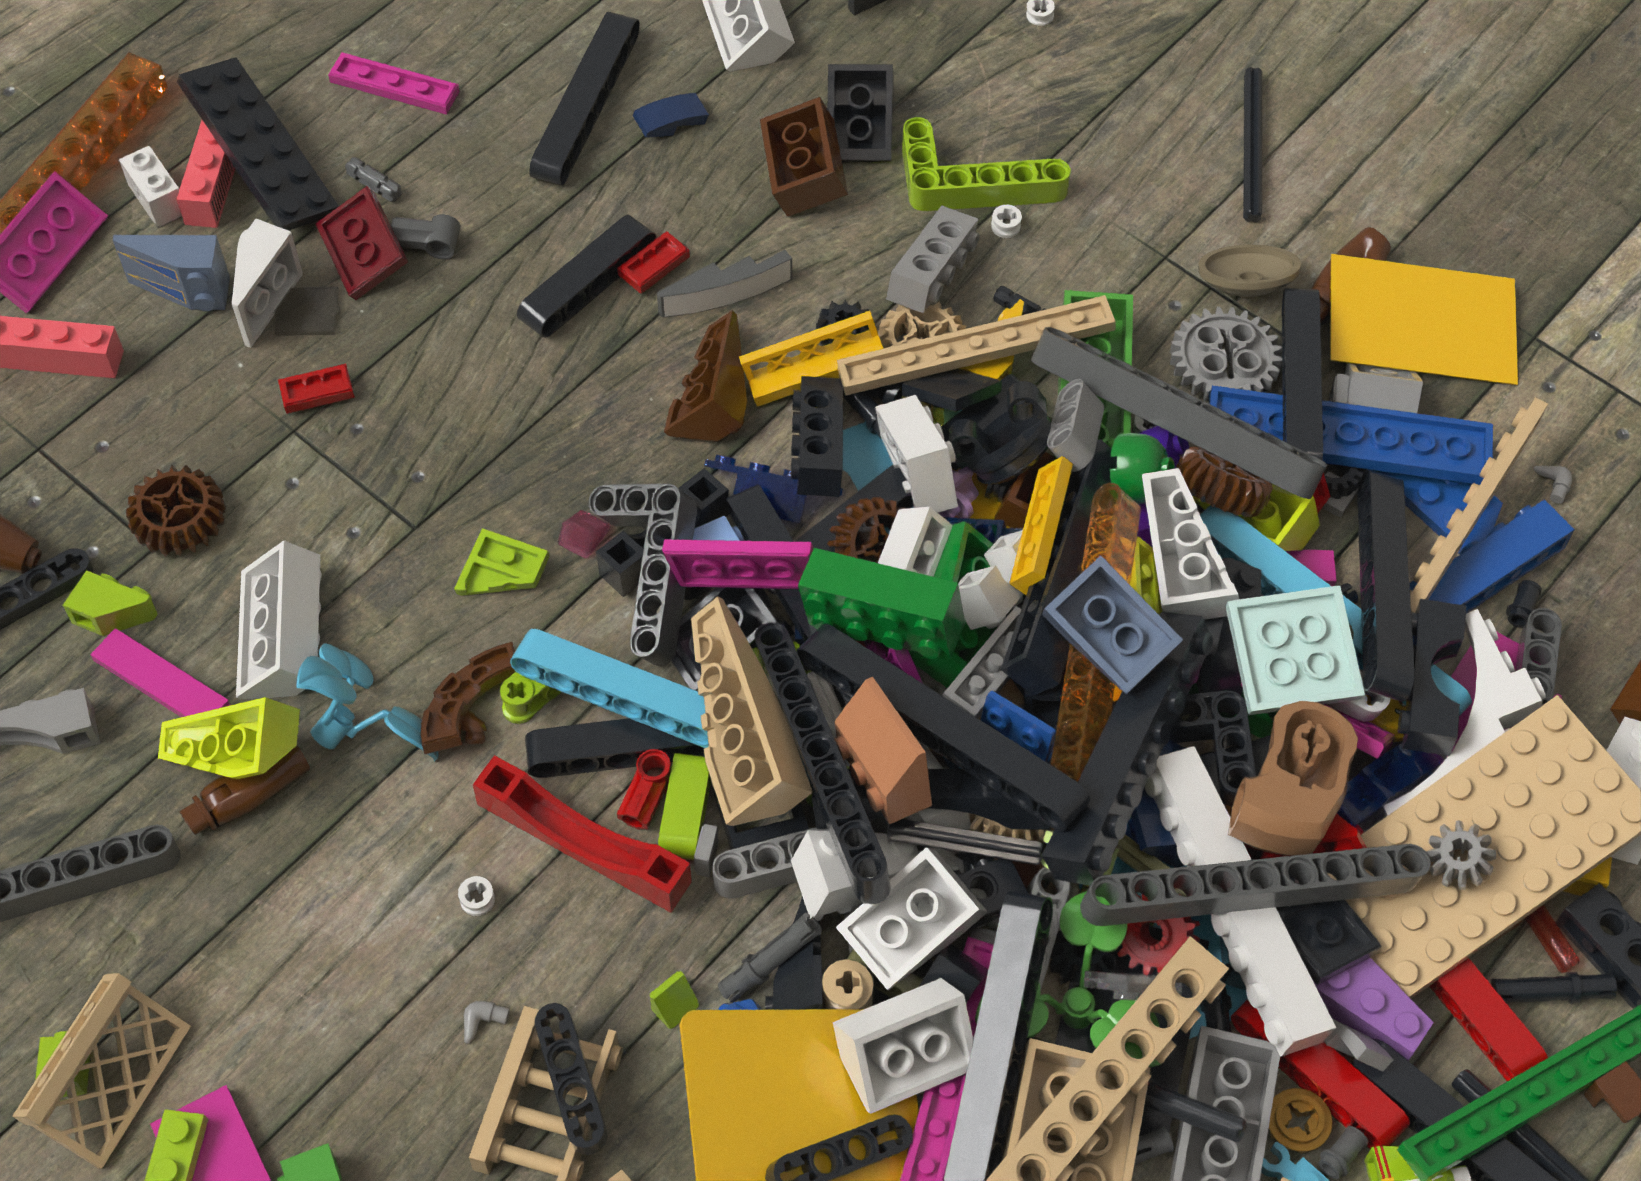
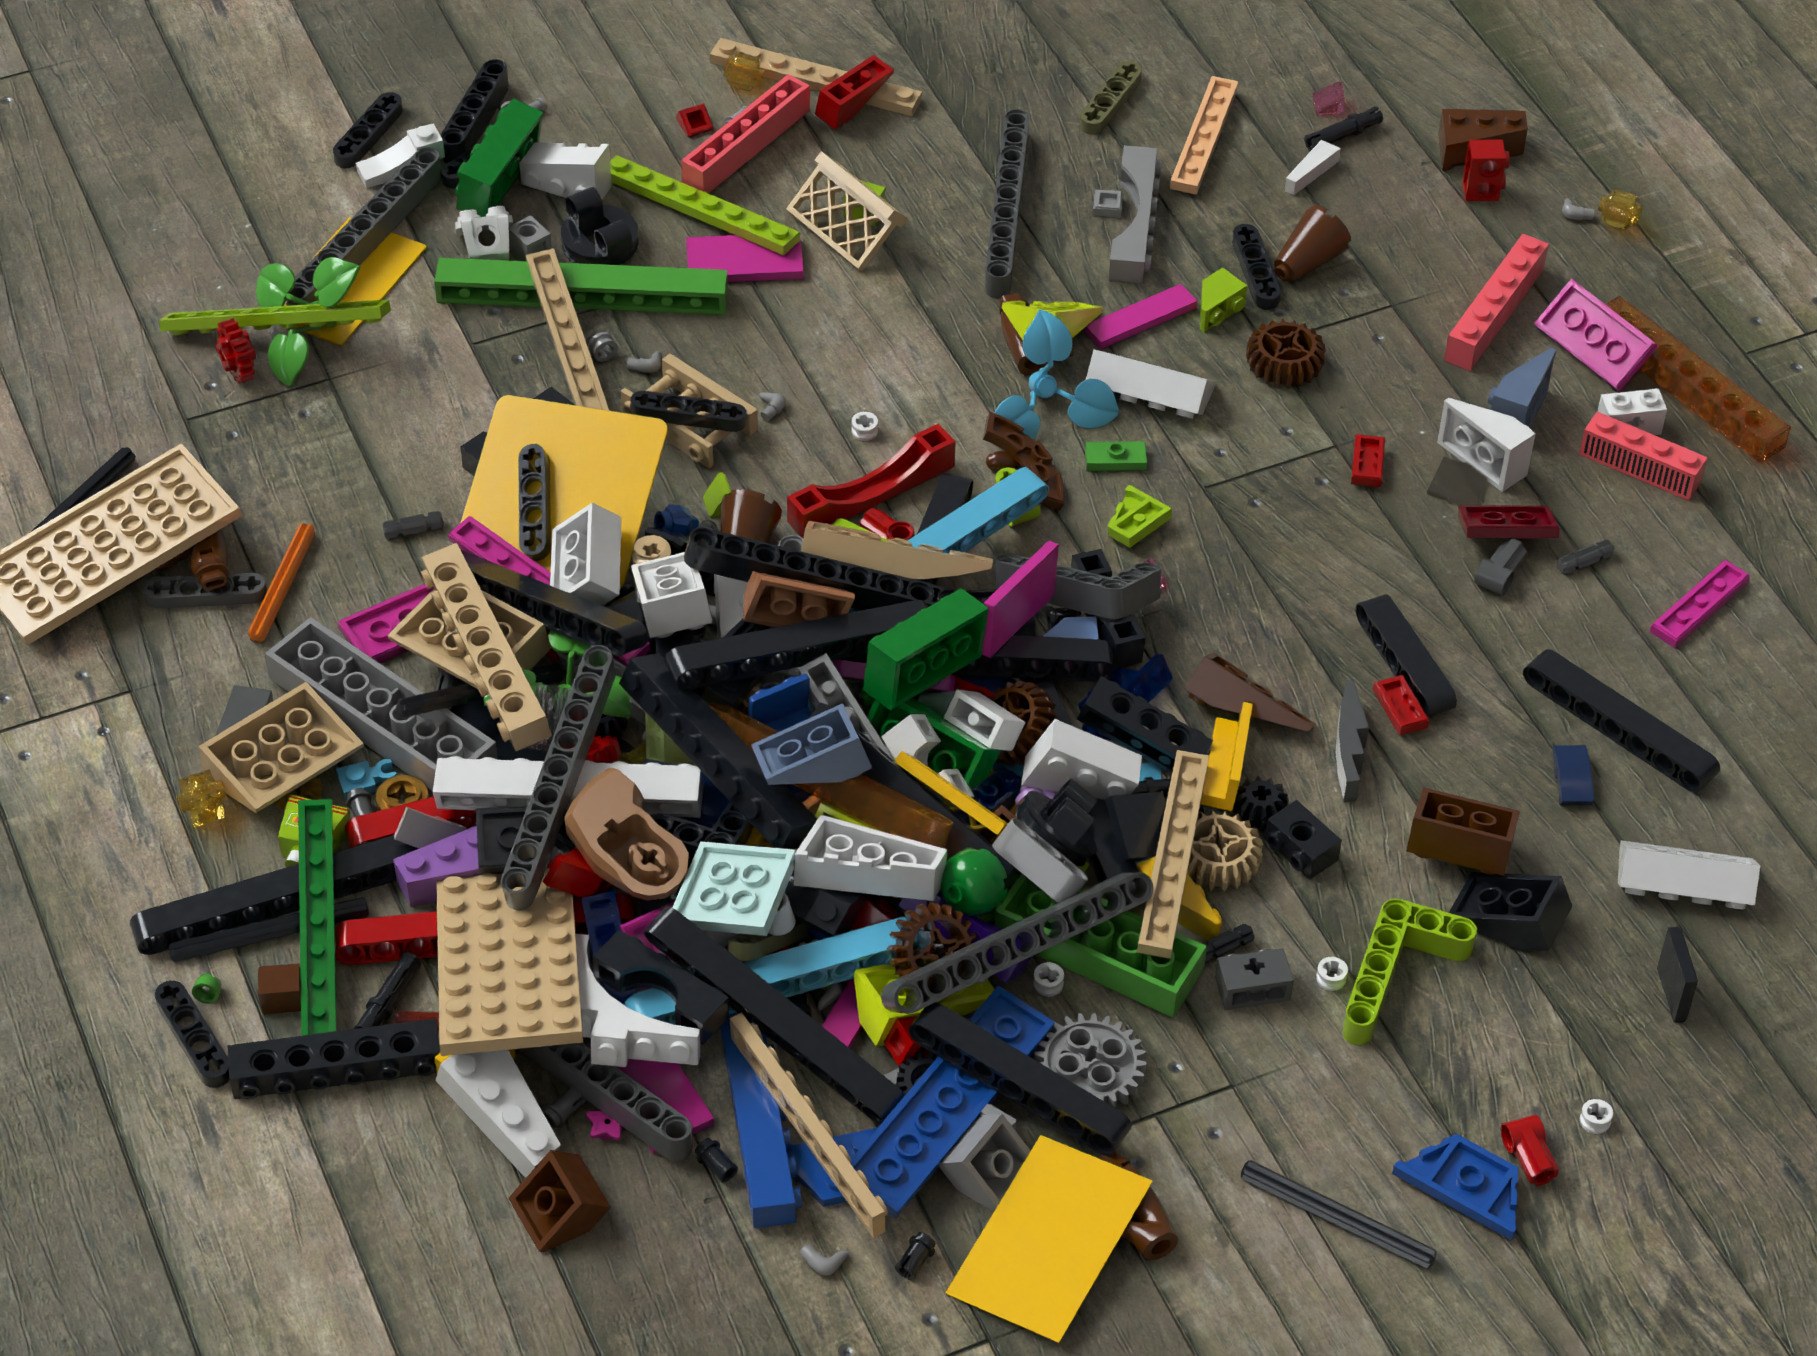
camera: 115 degrees right, 10 degrees down
(257, 144) = (1640, 475): black plate -> none
(409, 622) = (1115, 456): none -> bright green plate
(726, 931) = (749, 515): none -> reddish brown cone
(869, 279) = (1303, 839): none -> black brick
(933, 259) = (1295, 859): light grey brick -> none
(1053, 266) = (1254, 978): none -> dark grey brick
(1101, 41) = (1528, 1141): none -> red piece
(1164, 69) = (1466, 1180): none -> blue wing
(1249, 269) = (1173, 1114): dark tan dish -> none
(1477, 855) = (503, 920): light grey gear -> none
(1501, 410) = (919, 1250): none -> black pin

